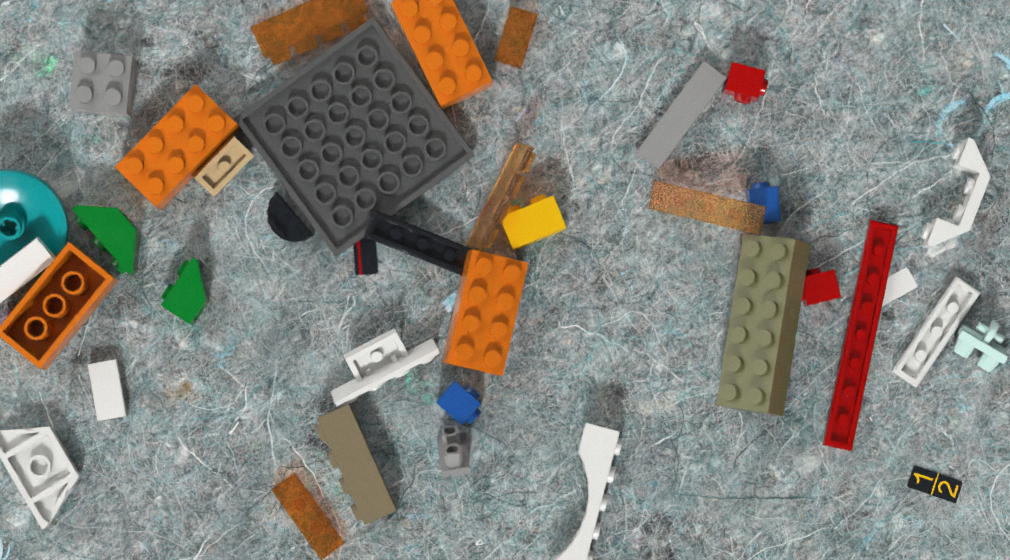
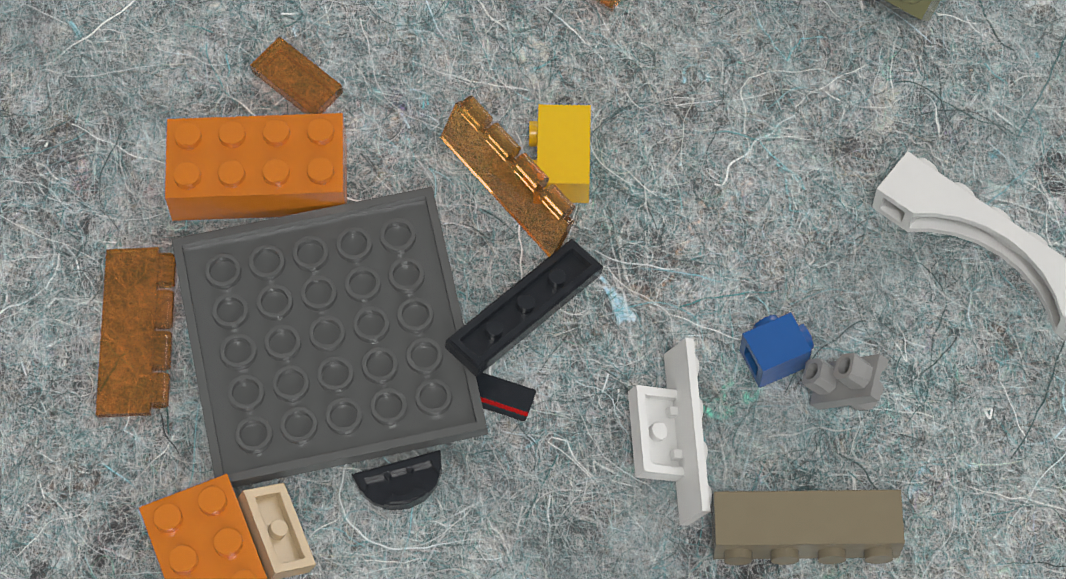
camera: 65 degrees left, 20 degrees down
(485, 312) = (661, 259): orange brick -> none

